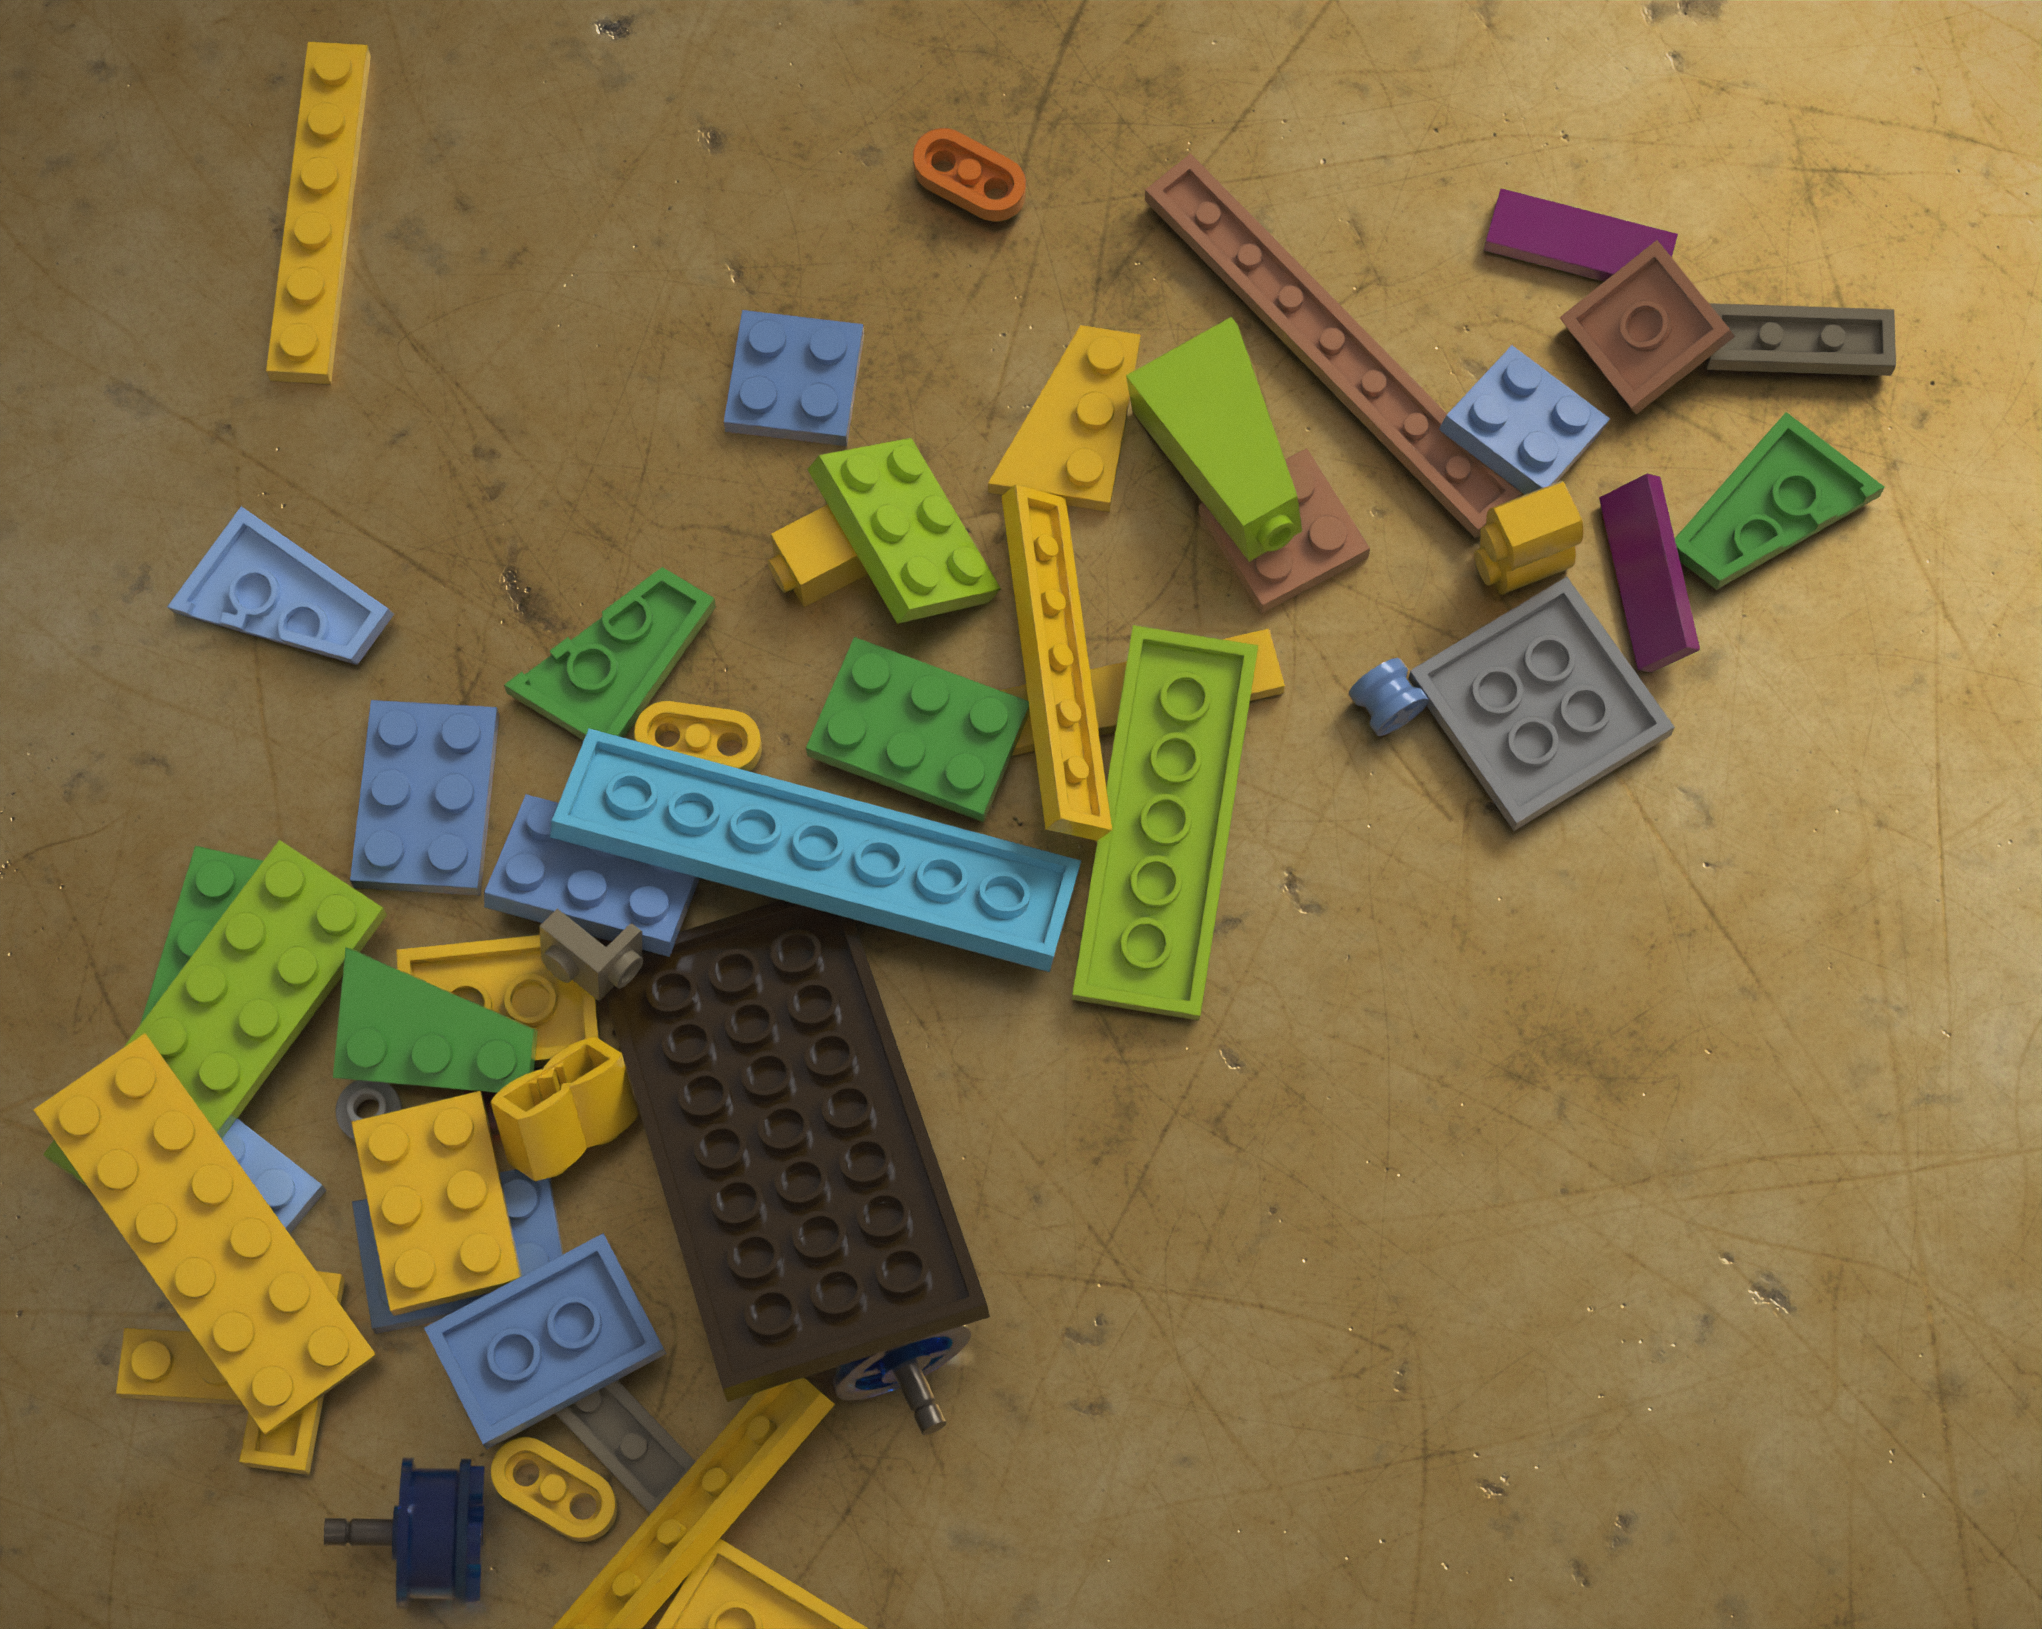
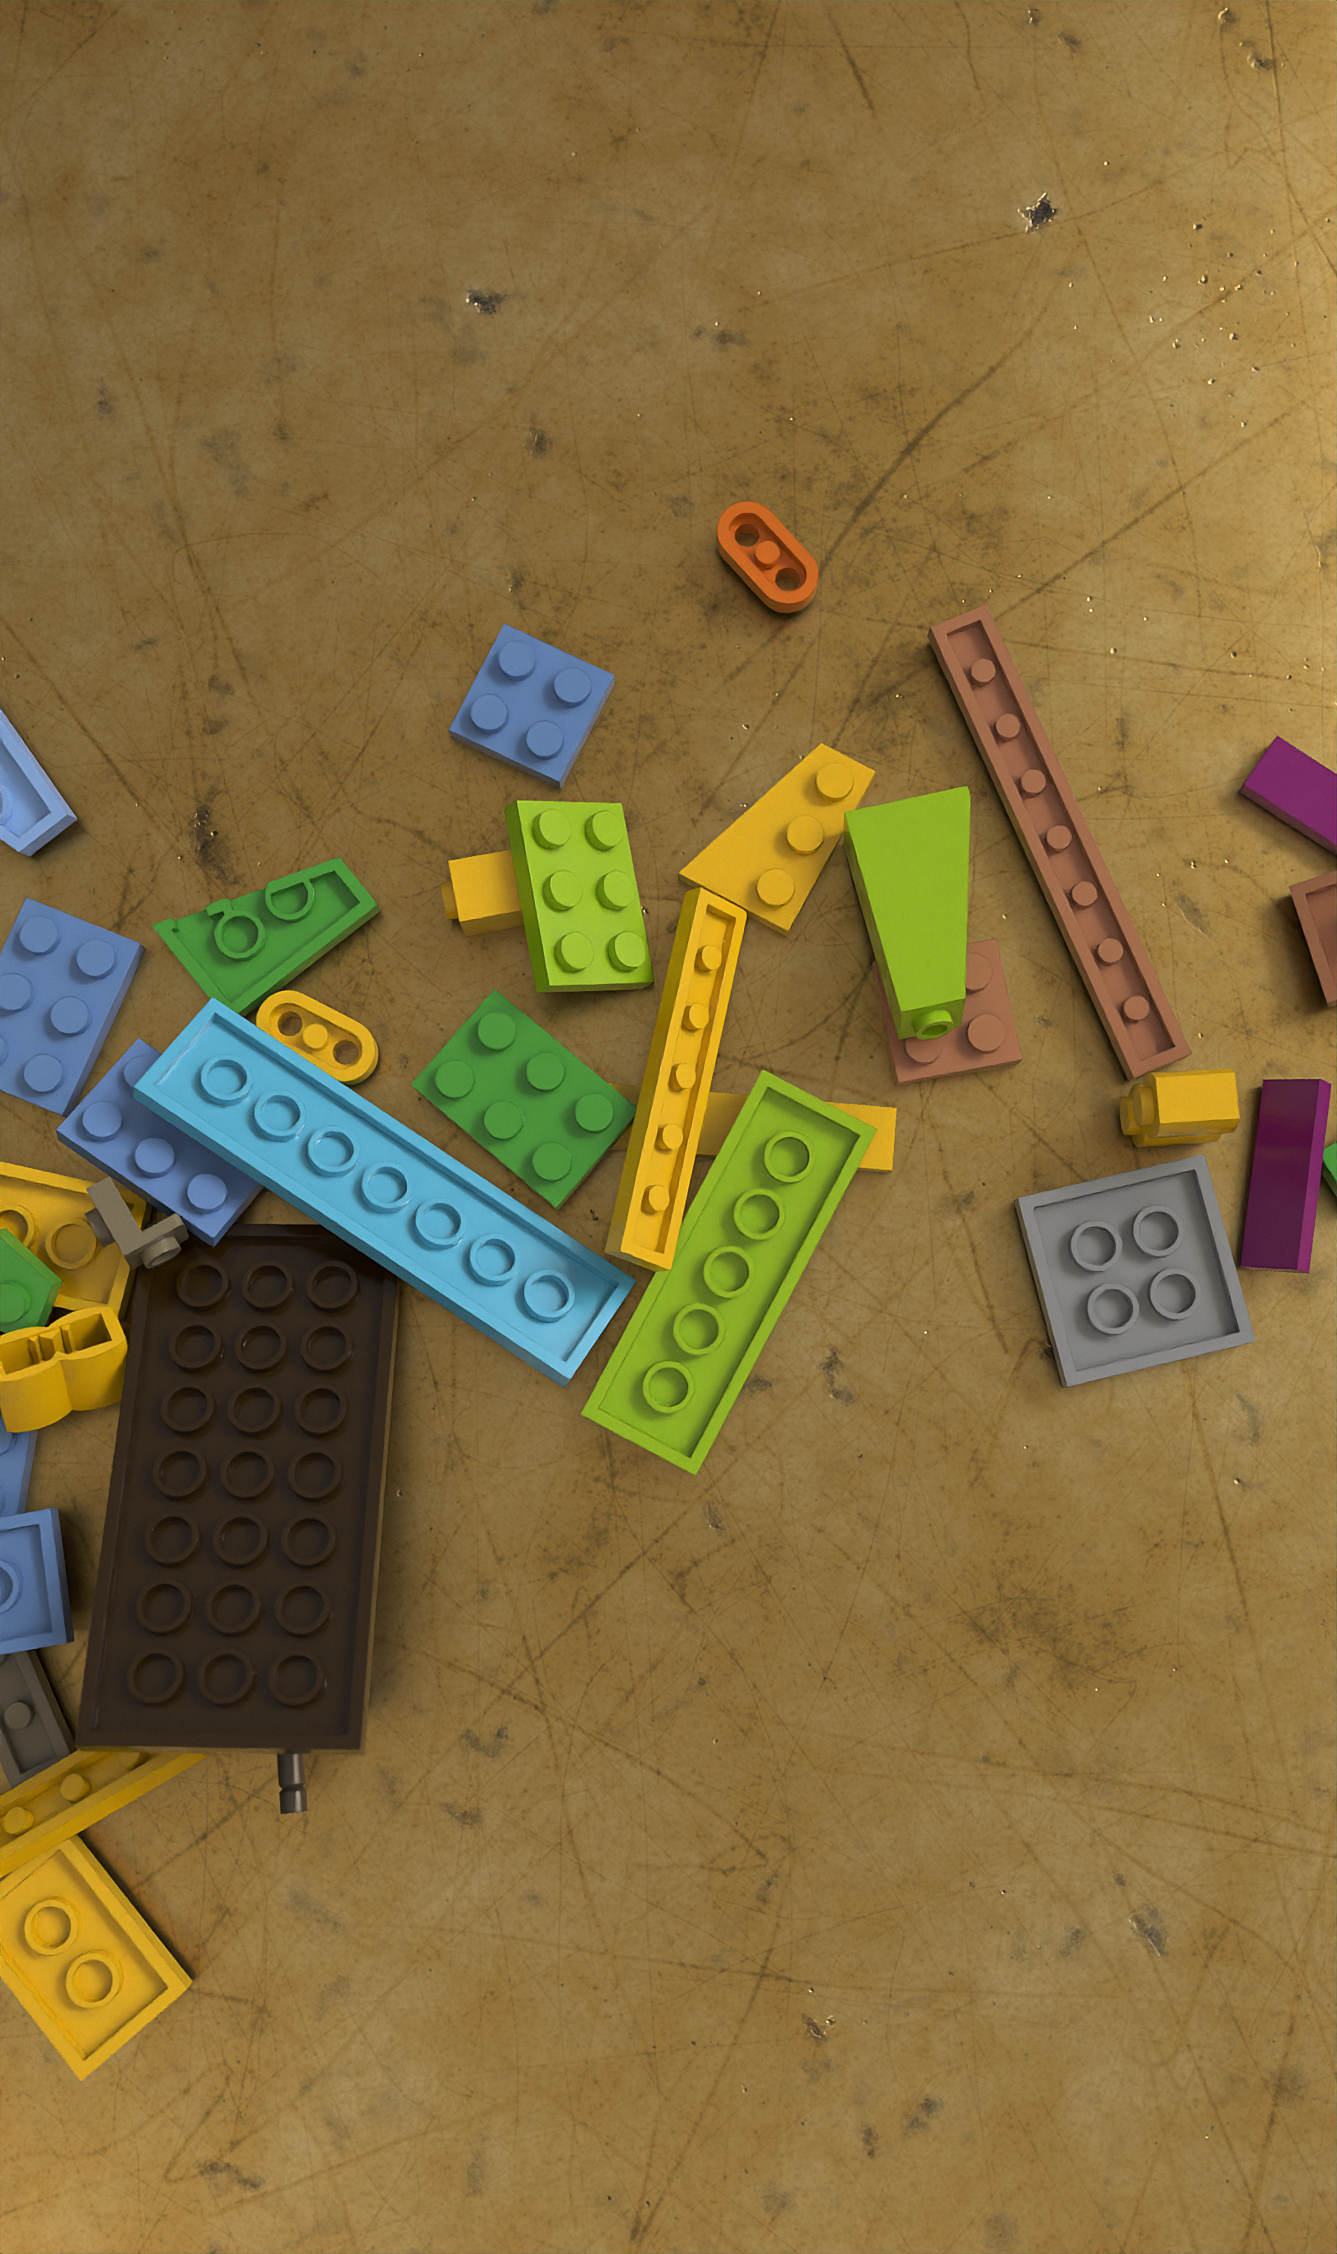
camera: 20 degrees right, 10 degrees up
(318, 213) = (143, 398): yellow plate -> none
(1388, 696) = (988, 1216): medium blue wheel -> none
(1523, 423) = (1216, 985): medium blue plate -> none

